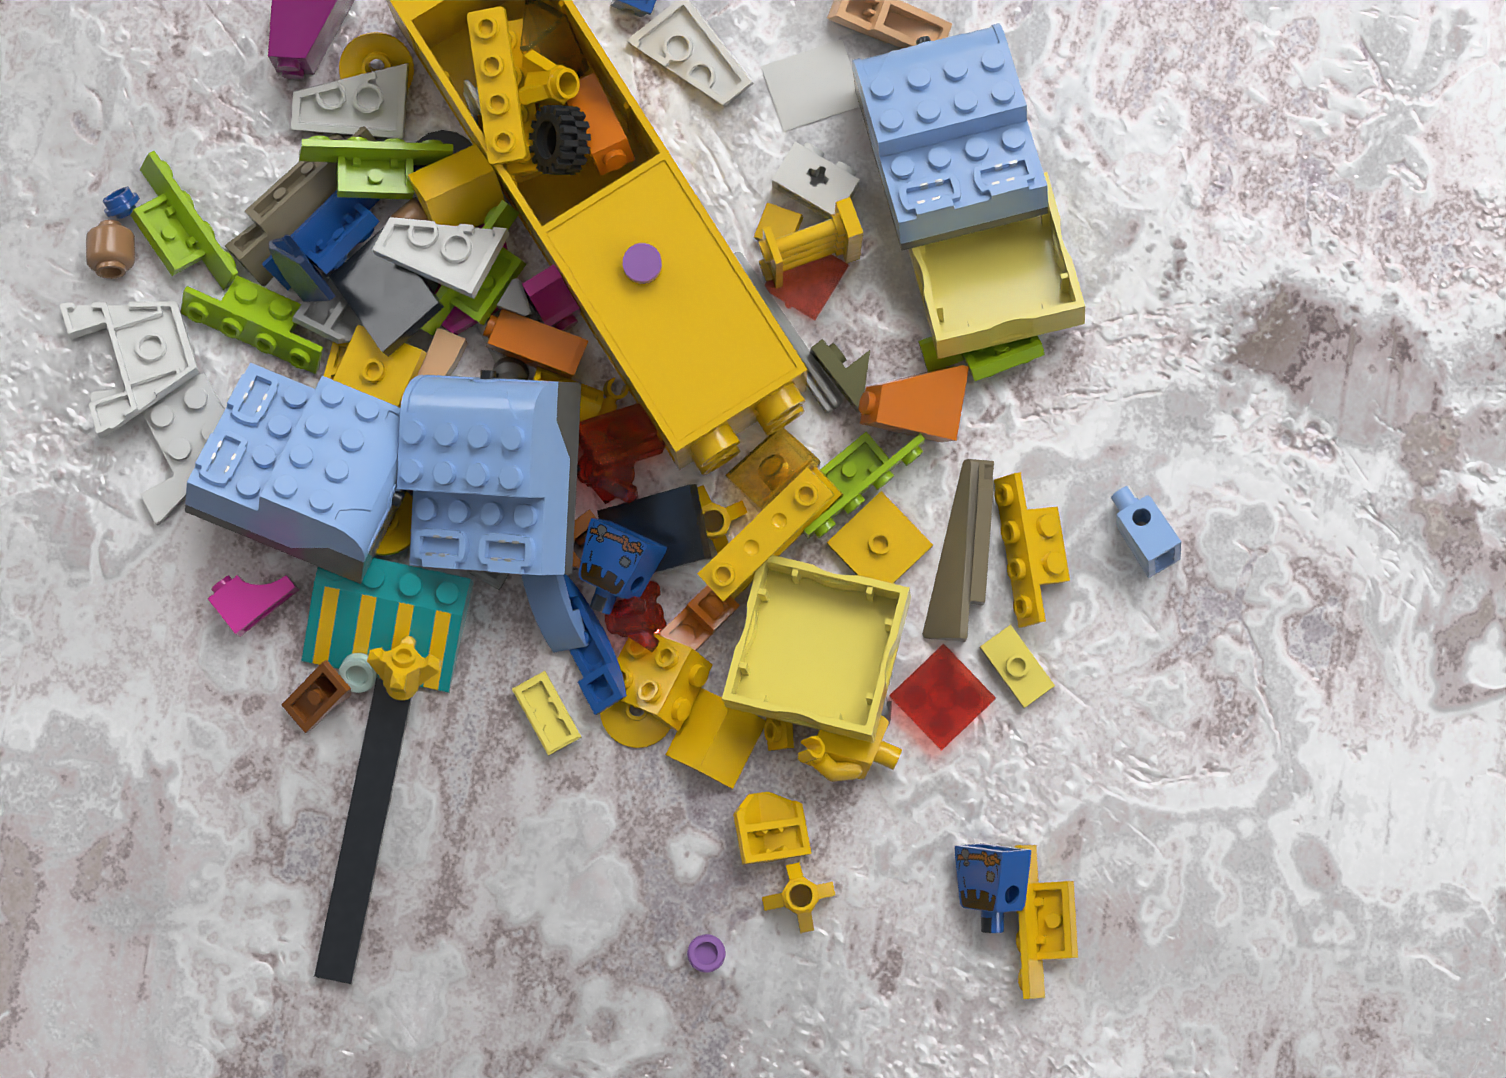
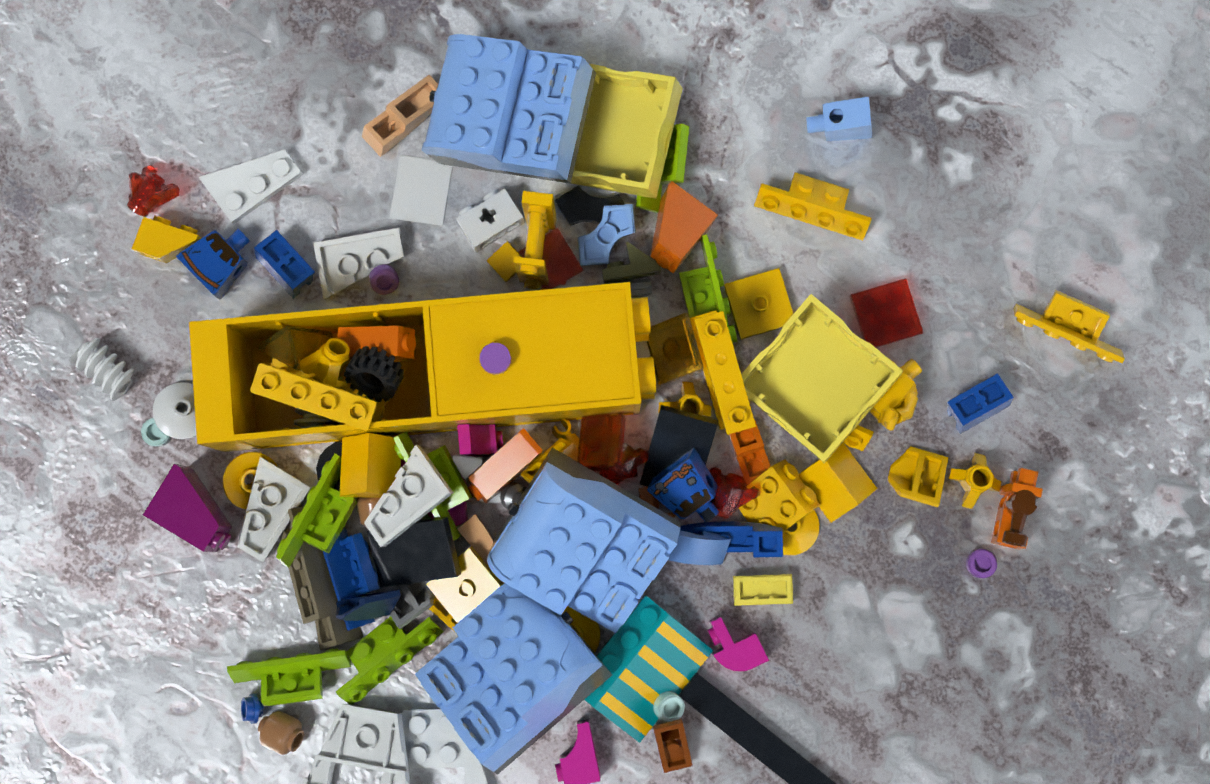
camera: 65 degrees left, 0 degrees up
(403, 668) = (684, 674): yellow rock -> none
(454, 719) = (736, 655): none -> dark pink brick
(684, 97) = (384, 279): none -> medium lavender tile
(787, 957) = (1014, 508): none -> hips
(885, 327) = (615, 224): none -> light blue tile
(891, 856) = (979, 403): none -> blue hinge
(896, 312) = (581, 207): none -> black tile
(964, 555) = (796, 250): dark tan wedge -> none
(992, 881) = (1031, 343): blue torso -> none
(1017, 666) = (889, 254): light yellow plate -> none

